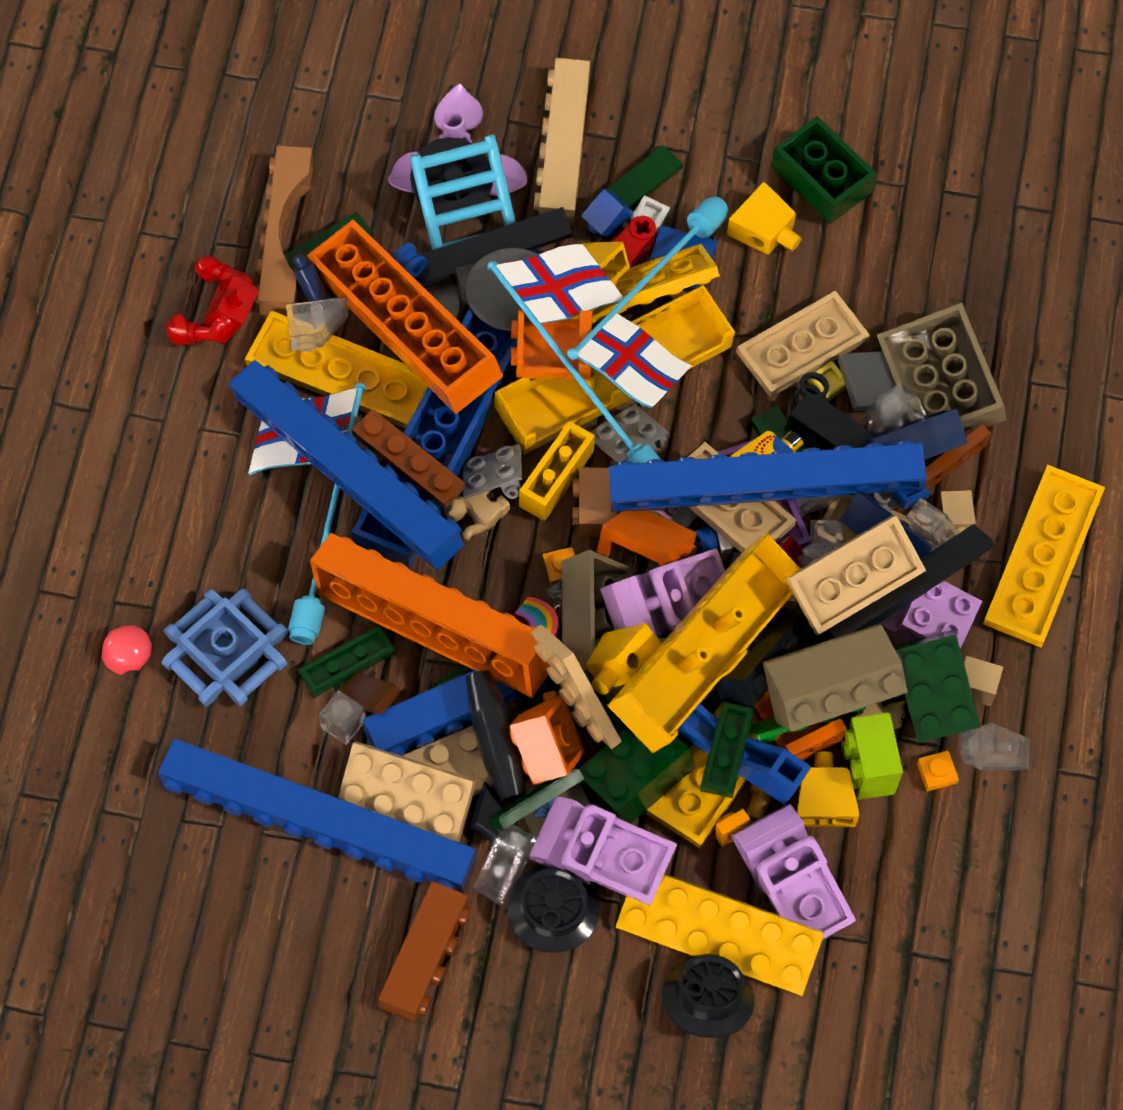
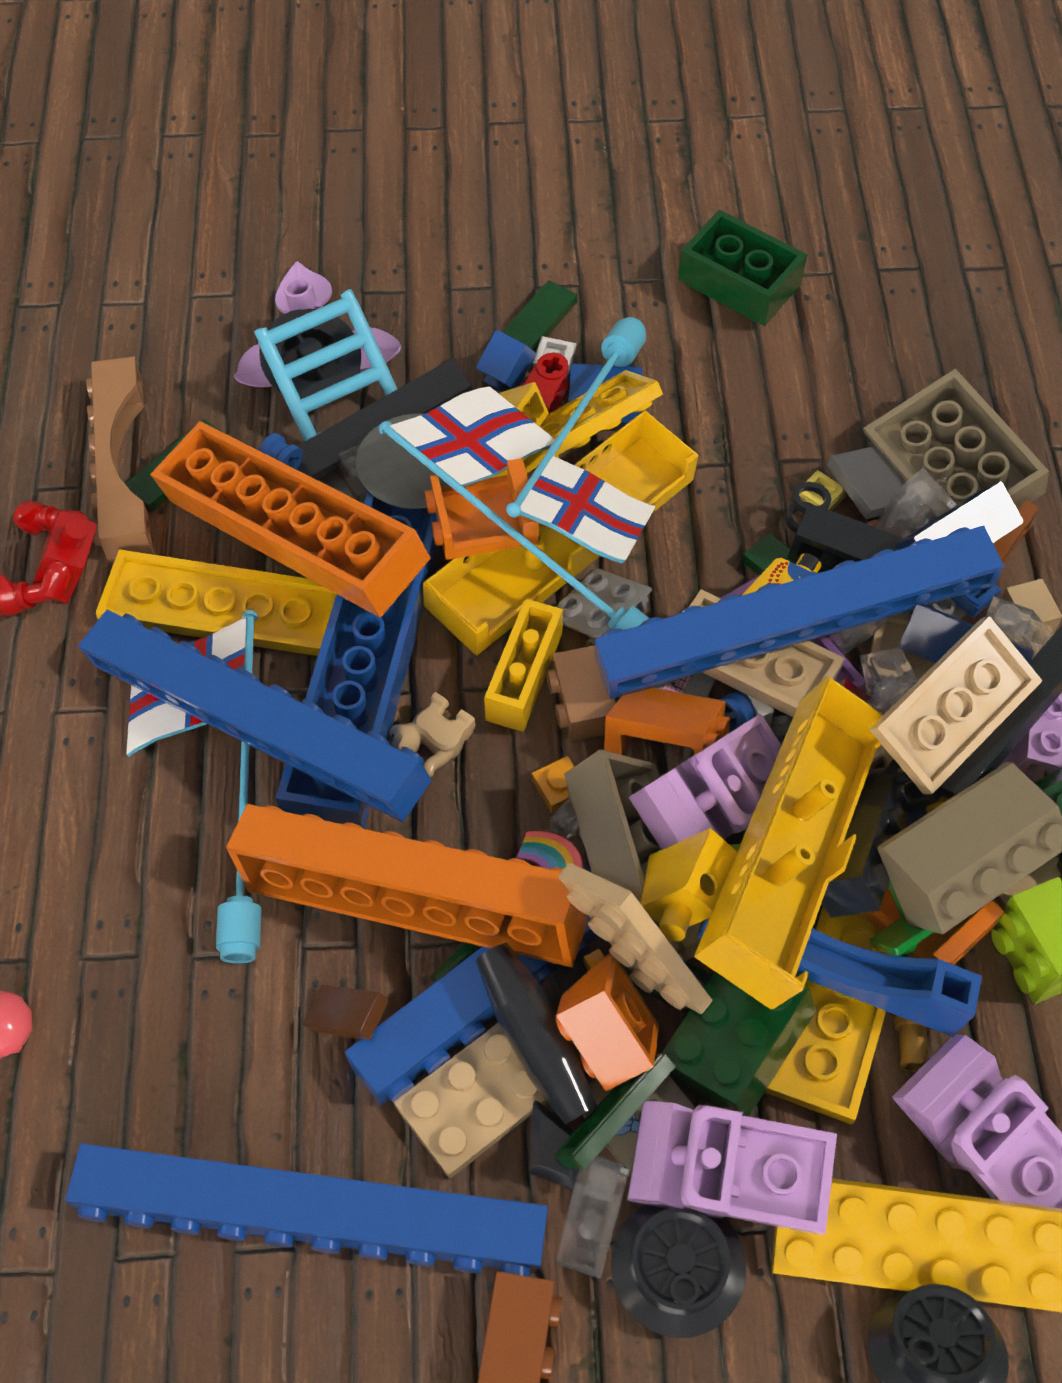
camera: 10 degrees left, 5 degrees down
(225, 646) = (132, 992): medium blue brick -> none
(309, 279) = (163, 507): dark blue cylinder -> none
(315, 322) = (176, 549): clear slope -> none
(342, 717) = (315, 1054): clear brick -> none
(345, 660) = (304, 972): dark green tile -> none
(407, 790) = (430, 1142): tan plate -> none
(408, 458) = (331, 687): dark orange plate -> none
(494, 471) = (444, 681): light grey hinge -> none
(564, 137) = (432, 290): tan brick -> none
(727, 750) = (862, 980): dark green tile -> none
(729, 825) = (886, 1082): light orange plate -> none
(764, 222) = (690, 336): yellow torso -> none
(802, 343) = (776, 458): tan plate -> none
(827, 795) = (1007, 1008): yellow torso -> none

